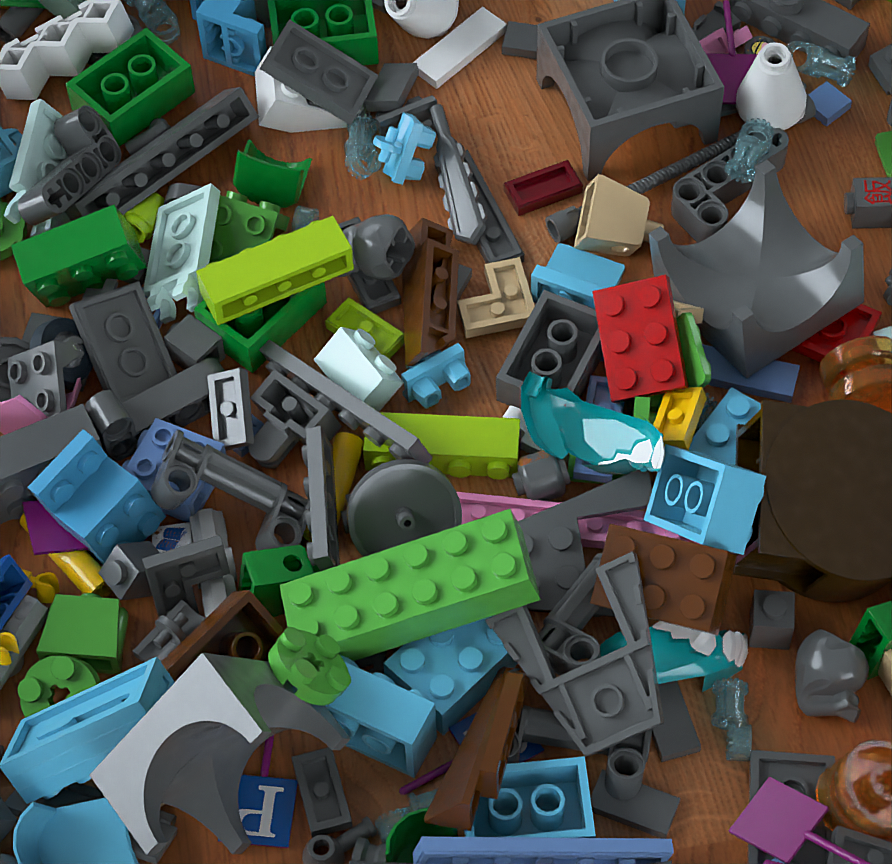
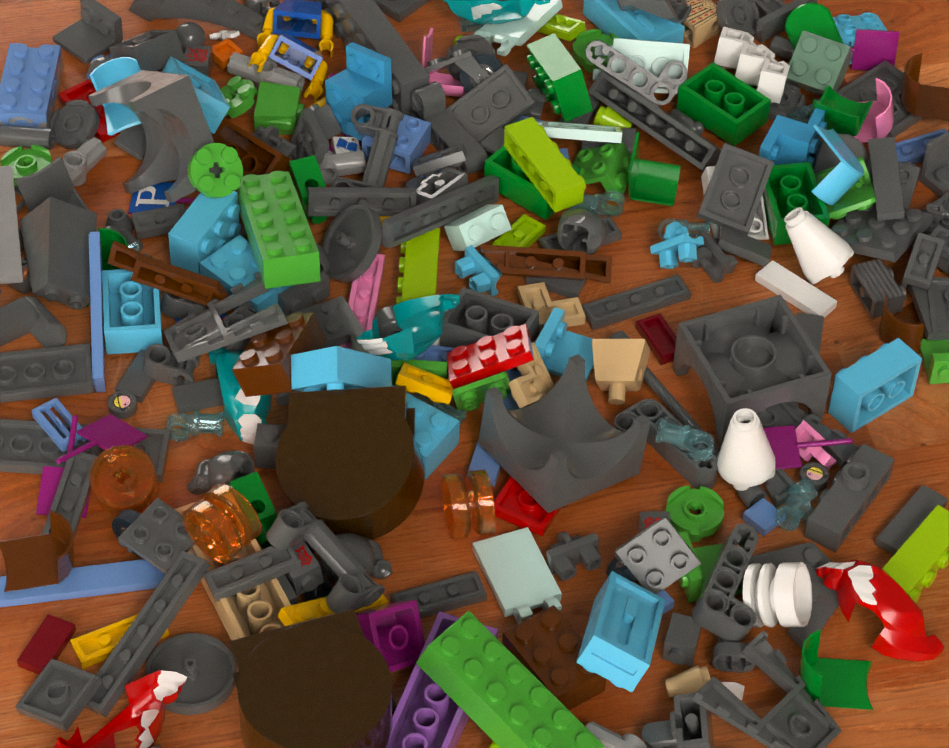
camera: 85 degrees right, 10 degrees down
(462, 195) = (653, 280): dark grey sword -> none
(693, 824) = (122, 404): none -> dark grey tile
(825, 181) = (700, 525): none -> bright green plate

